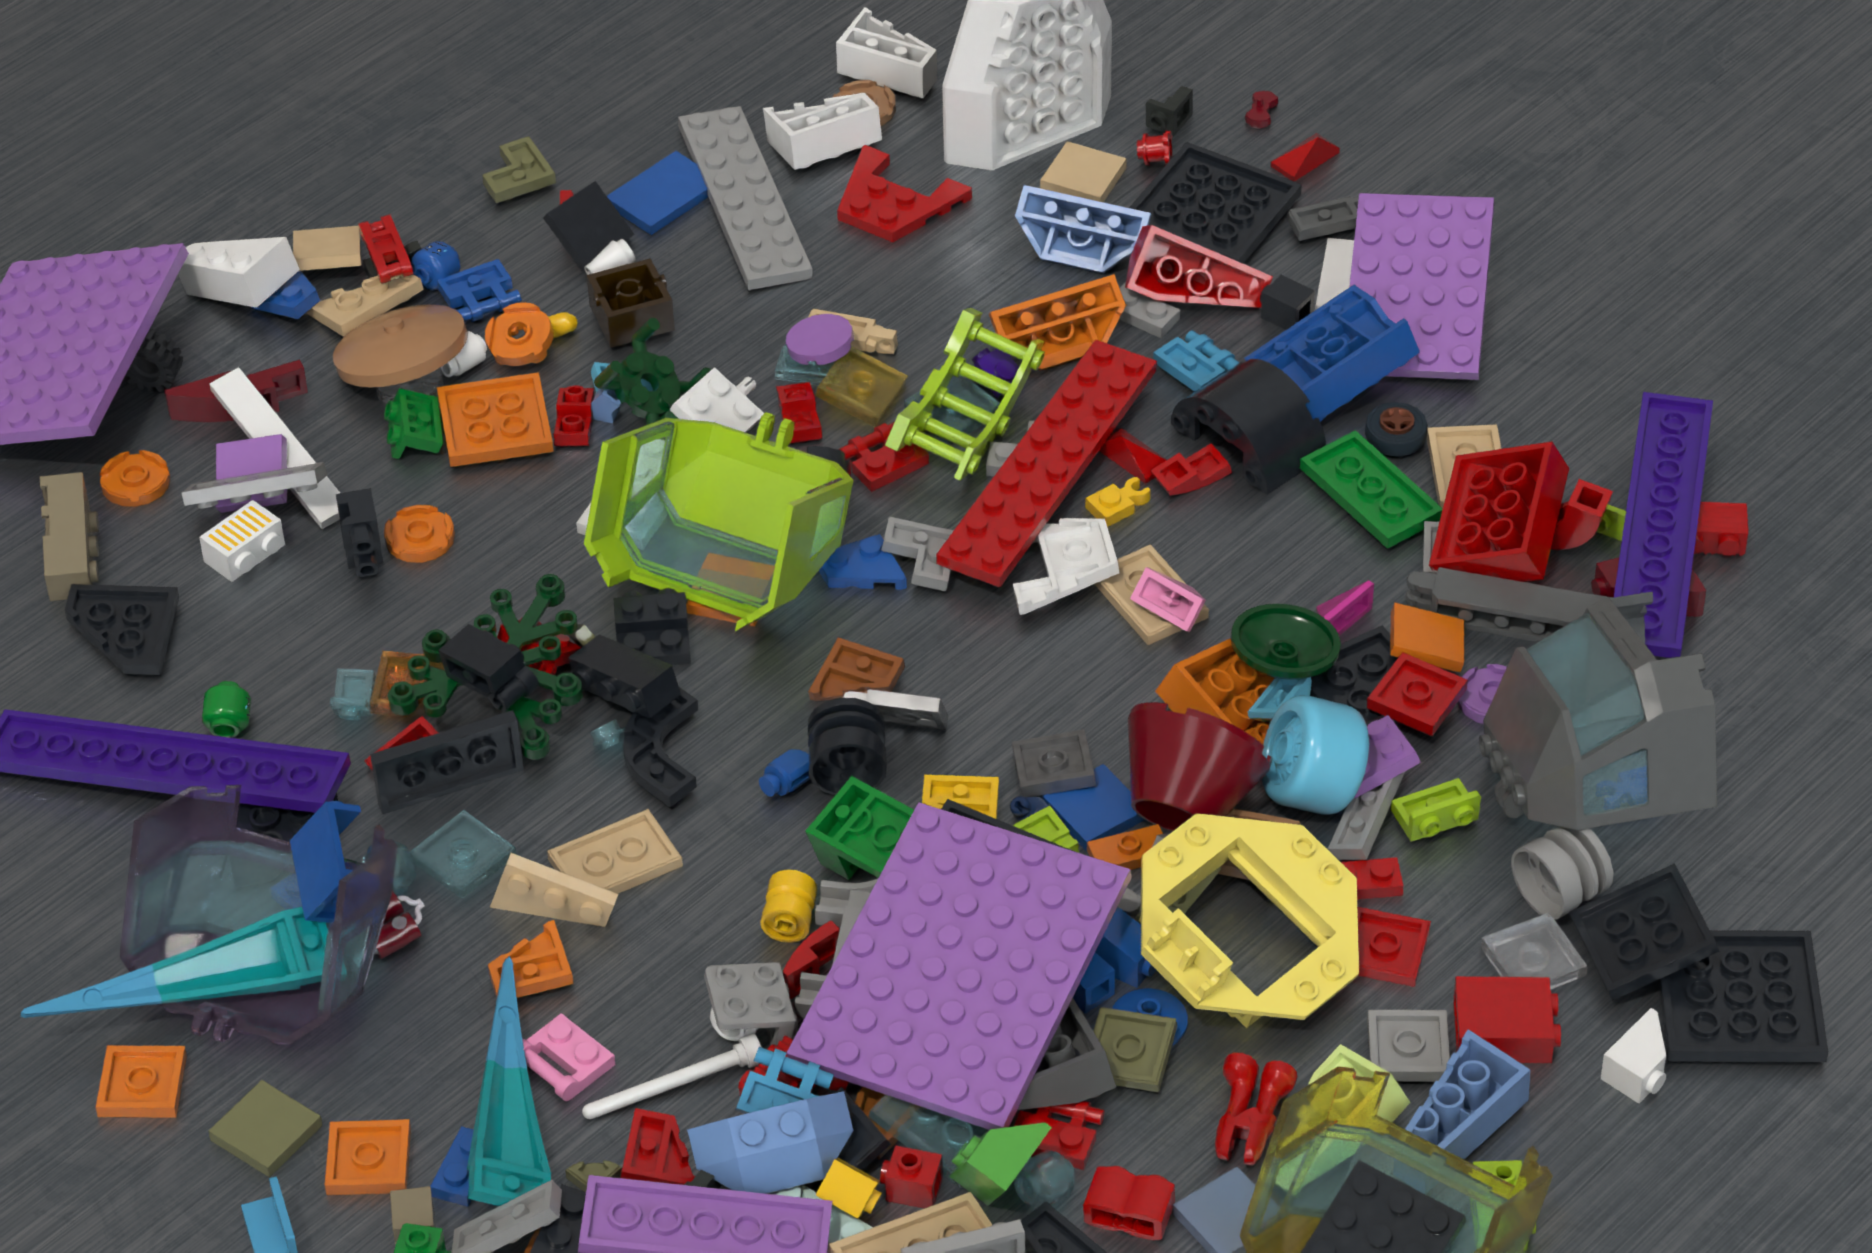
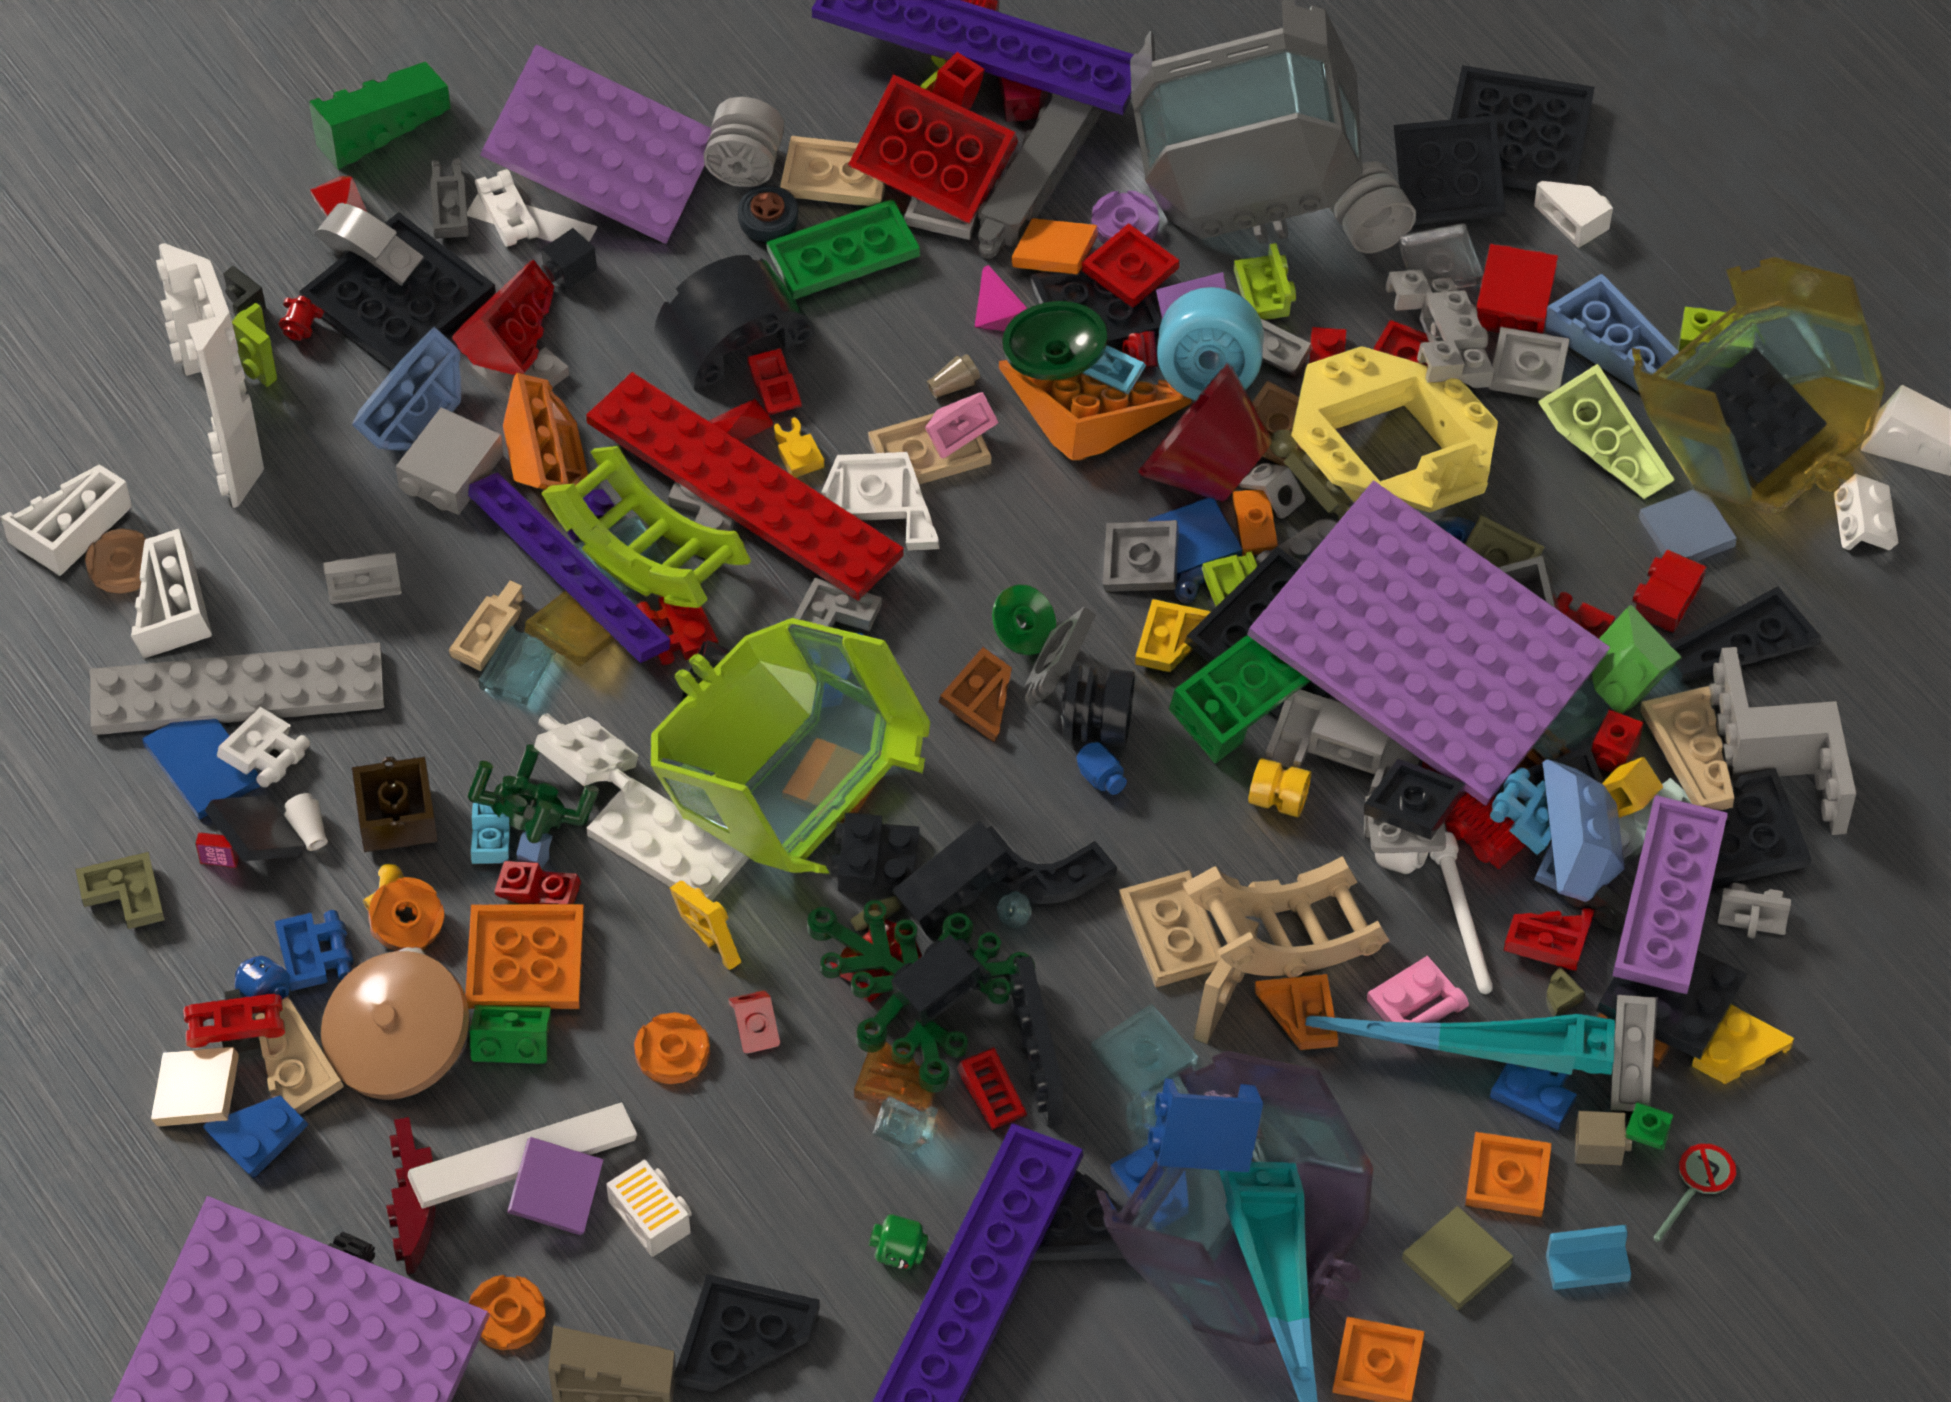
camera: 80 degrees left, 10 degrees up
(238, 269) = (227, 1164): white wedge -> none
(242, 487) = (591, 1175): light grey plate -> none
(360, 531) = (685, 1086): black hips -> none
(452, 573) = (755, 1021): none -> bracket
(546, 521) = (706, 920): none -> yellow wing
(641, 905) = (1232, 903): none -> tan fence
(680, 209) = (254, 741): none -> white plate
(769, 989) = (1414, 799): none -> black tile
(799, 405) = (585, 689): red slope -> none
(810, 955) = (1347, 787): red slope -> none
(820, 339) = (513, 642): medium lavender tile -> none
(872, 238) = (362, 578): none -> light grey plate
(888, 208) = (292, 570): red wing -> none
(905, 374) = (569, 567): none -> dark purple plate
(947, 667) = (1031, 610): none -> green dish
(1022, 268) = (448, 459): none -> light grey brick
(1083, 172) = (304, 390): tan tile -> none
(1108, 117) = (254, 345): none -> lime bracket
(1189, 361) = (629, 354): dark azure plate -> none
(1237, 592) = (955, 376): none -> dark tan cone
(1239, 157) = (370, 238): none -> light grey arch
(1257, 1122) = (1607, 497): red piece -> none
(1258, 116) = (266, 231): dark red piece -> none
(1328, 262) = (506, 208): none -> white plate
(1340, 350) = (662, 227): blue piece -> none
(1410, 145) = (377, 113): none -> green wedge
(1419, 963) = (1451, 327): none -> light grey bracket
(1464, 385) = (744, 142): none -> light grey wheel

